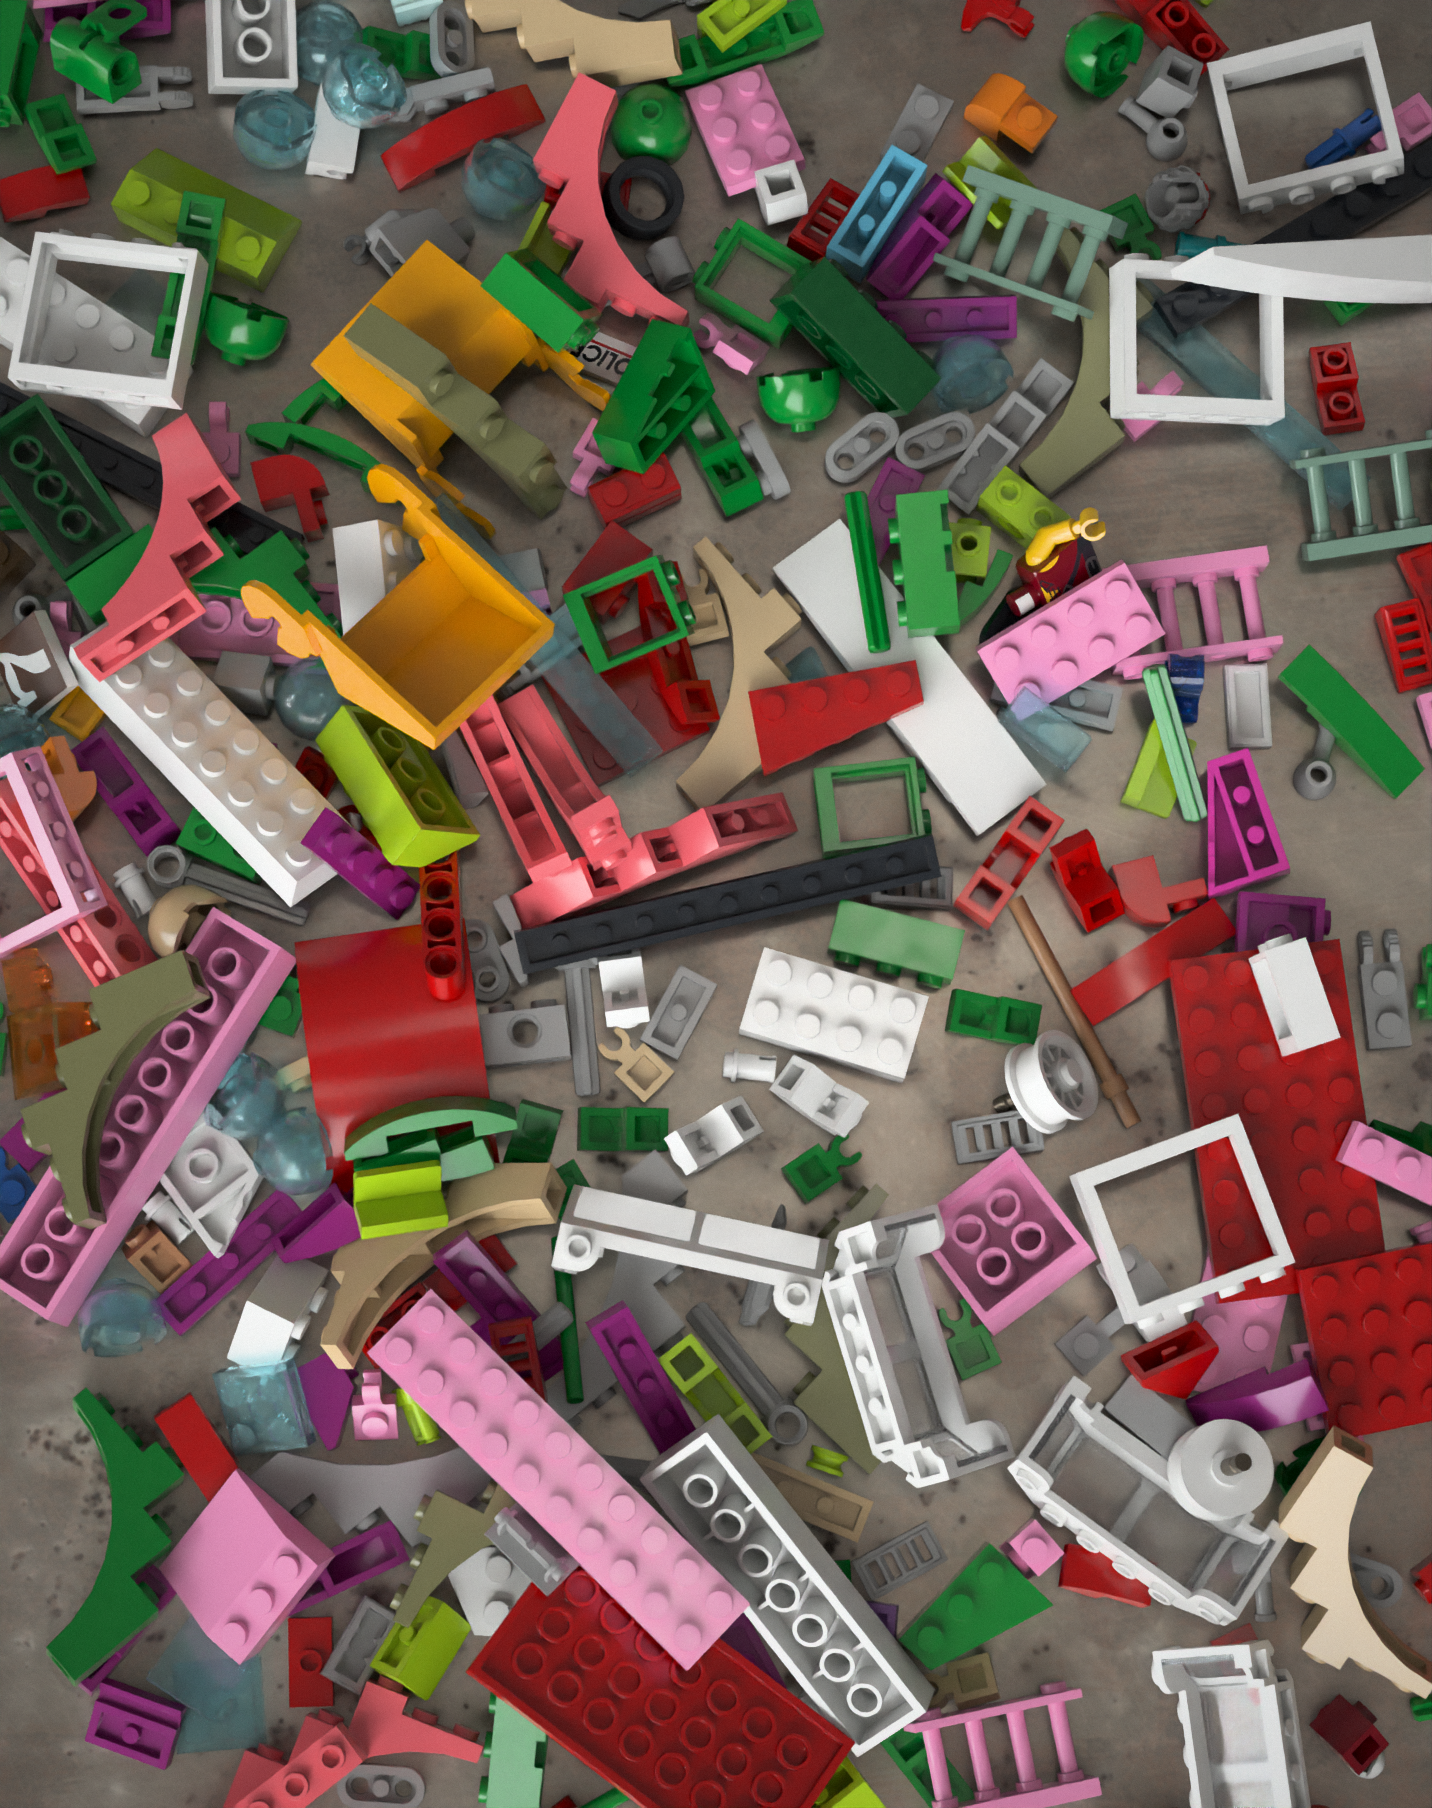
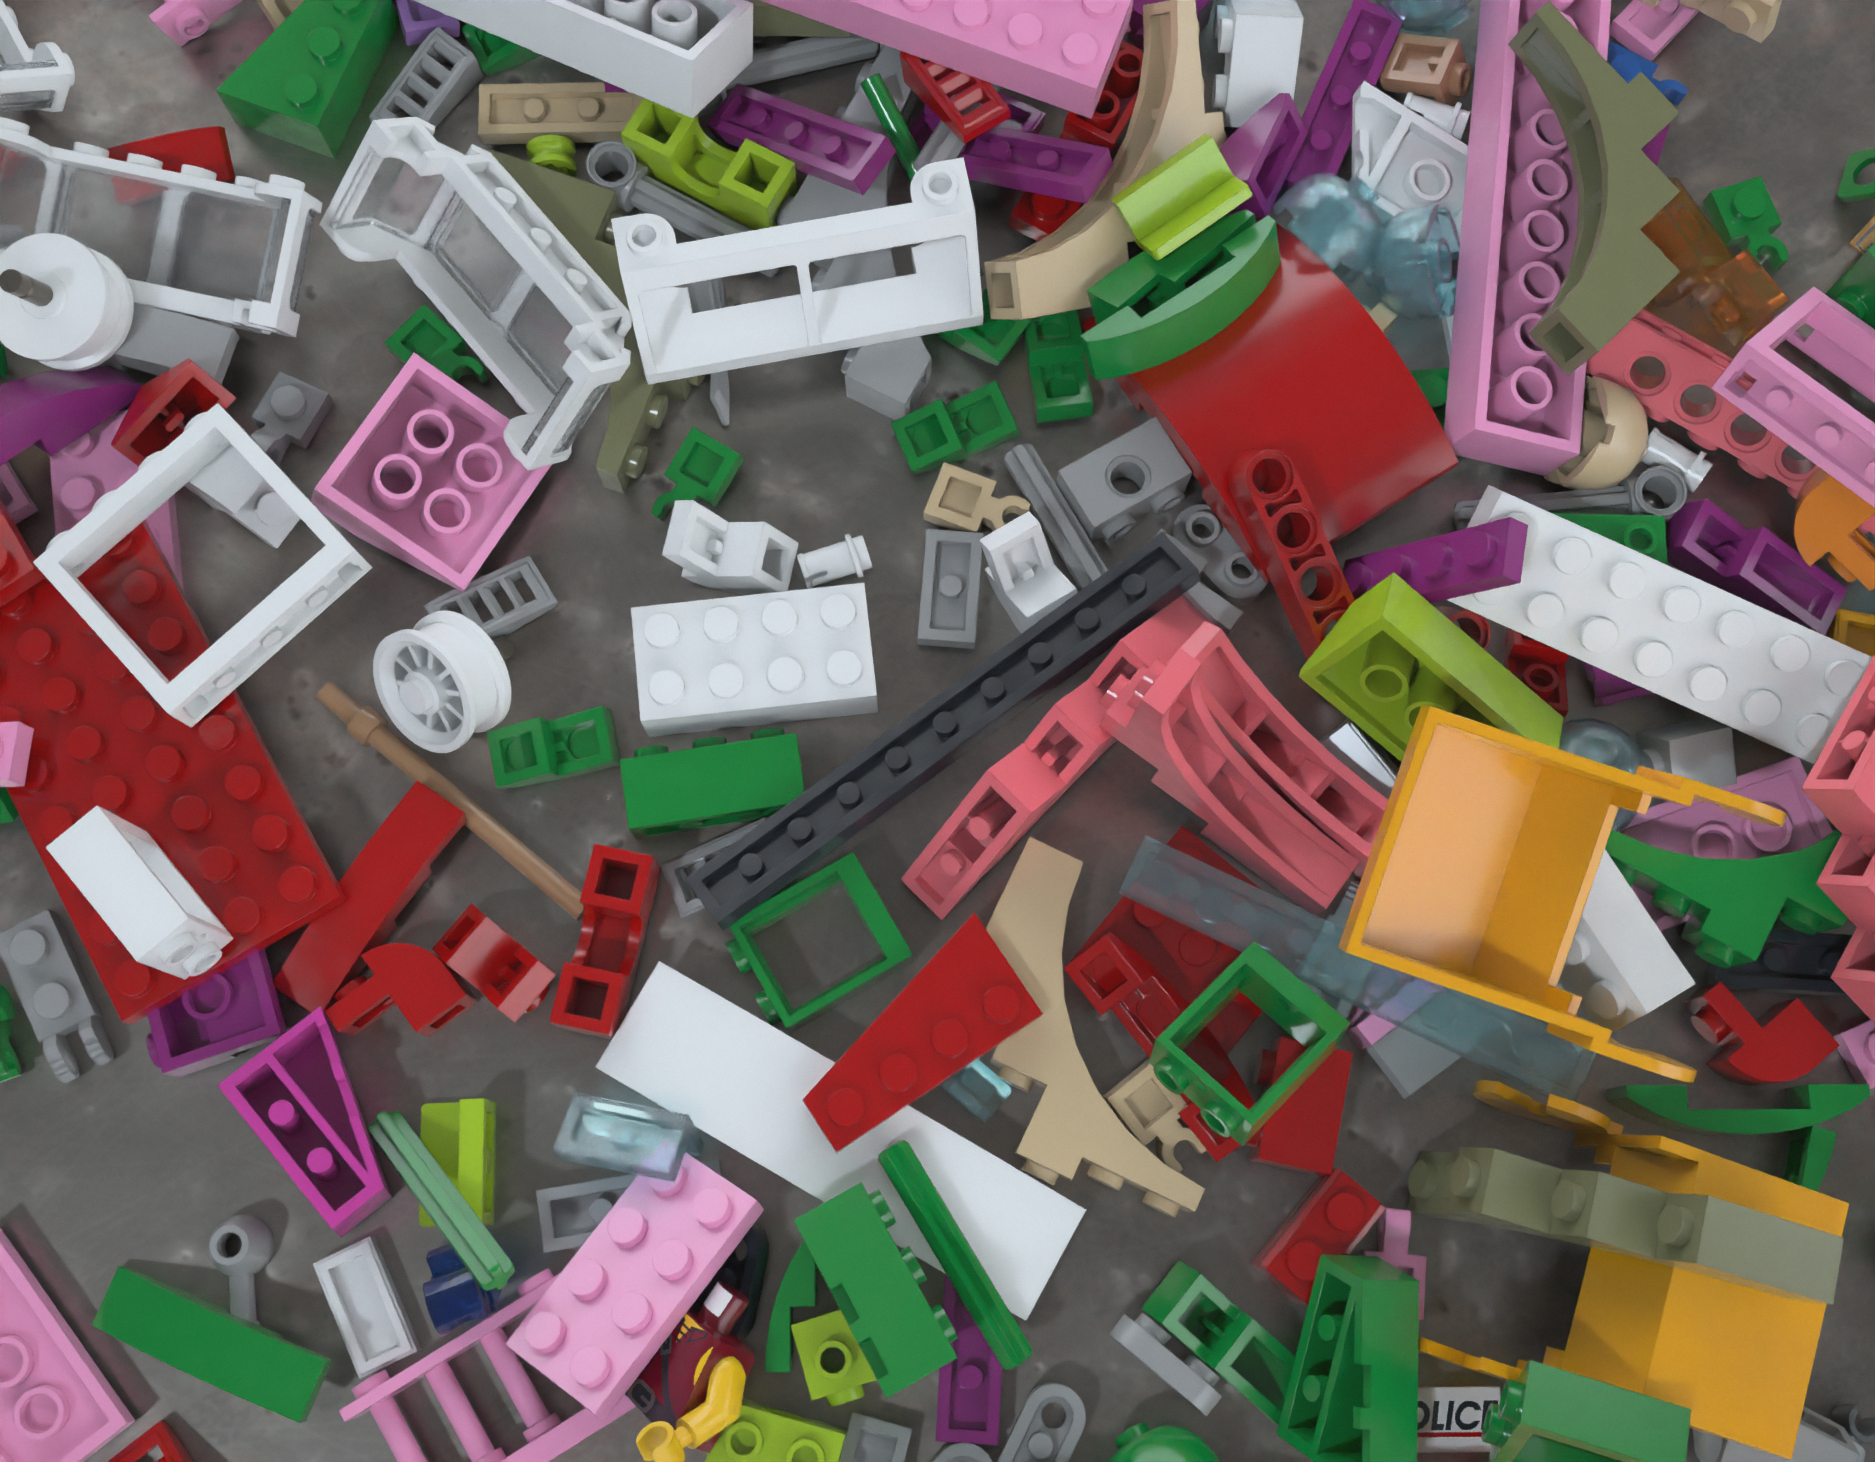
camera: 155 degrees right, 5 degrees down
(713, 1136) = (845, 454): white brick -> none
(1031, 1549) = (267, 148): bright pink brick -> none

